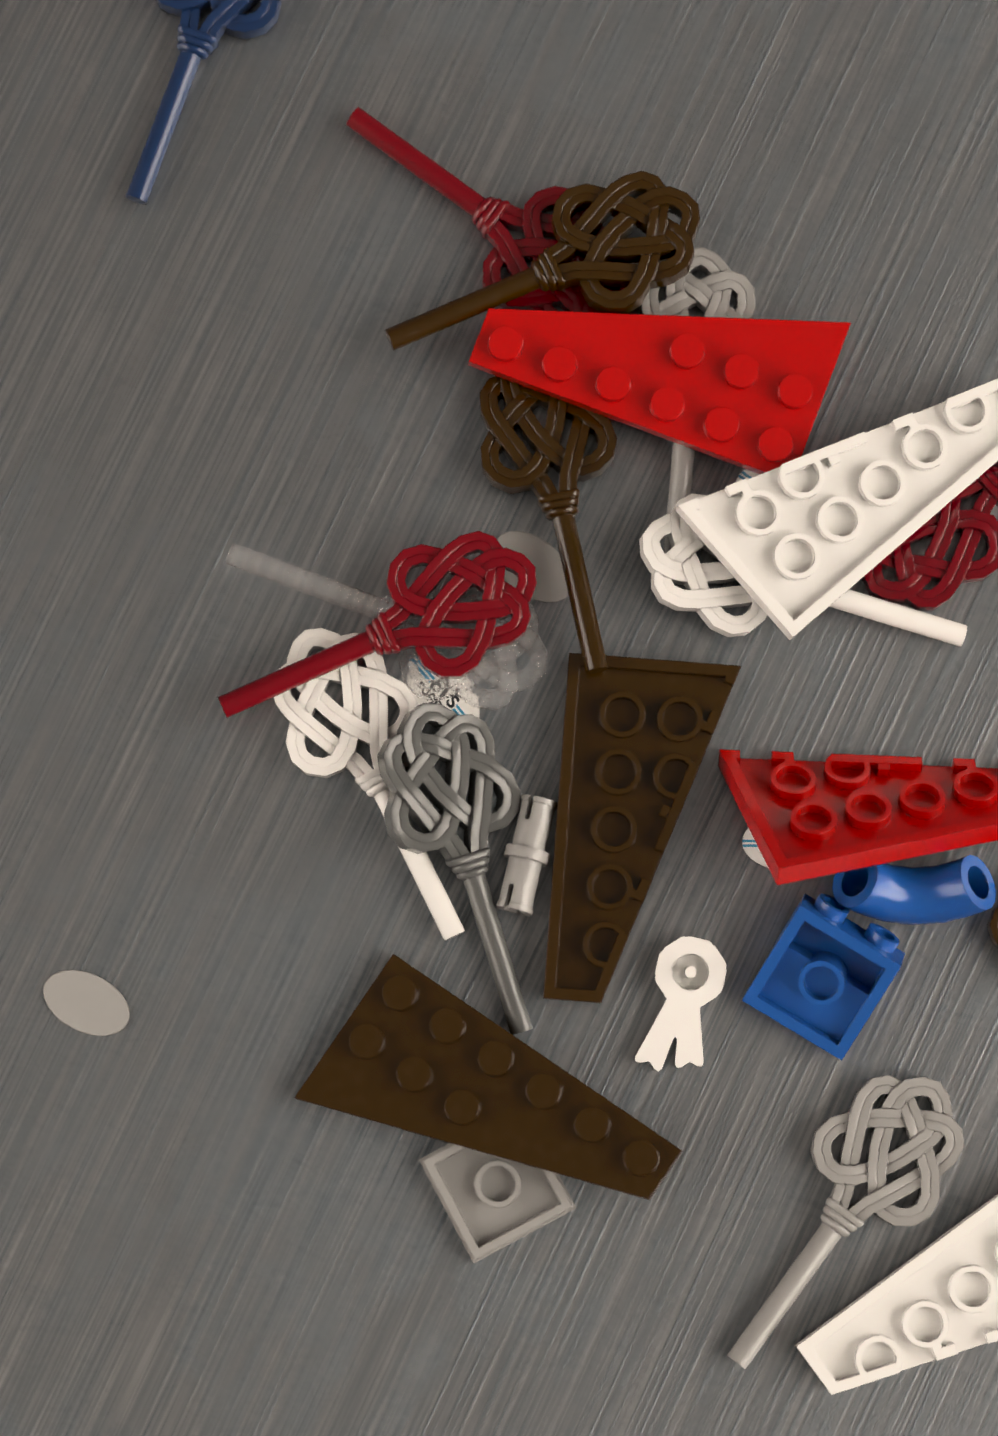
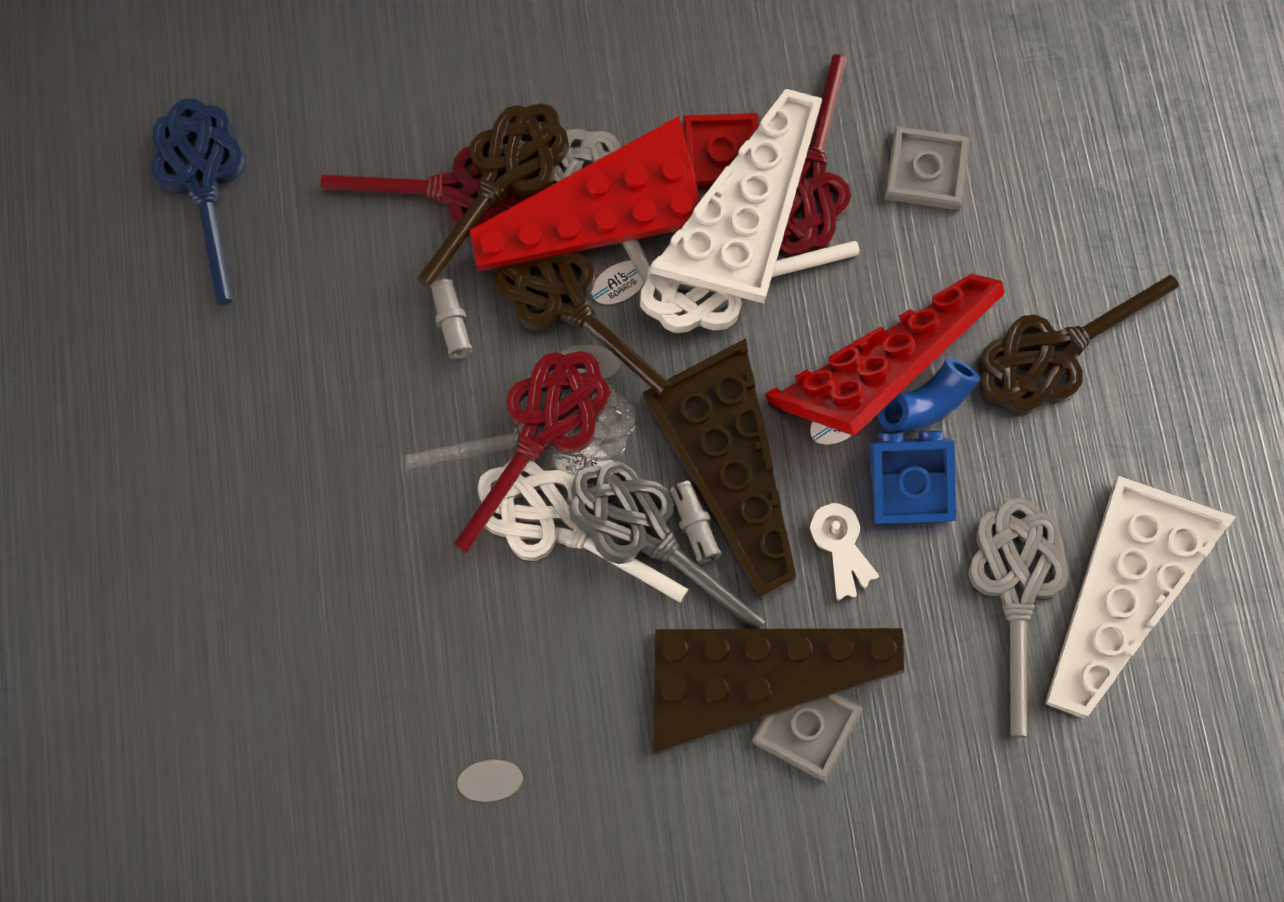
camera: 30 degrees left, 10 degrees down
(398, 404) = (451, 319): none -> light grey pin
(634, 487) = (617, 283): none -> white sticker
(878, 383) = (715, 142): none -> red tile

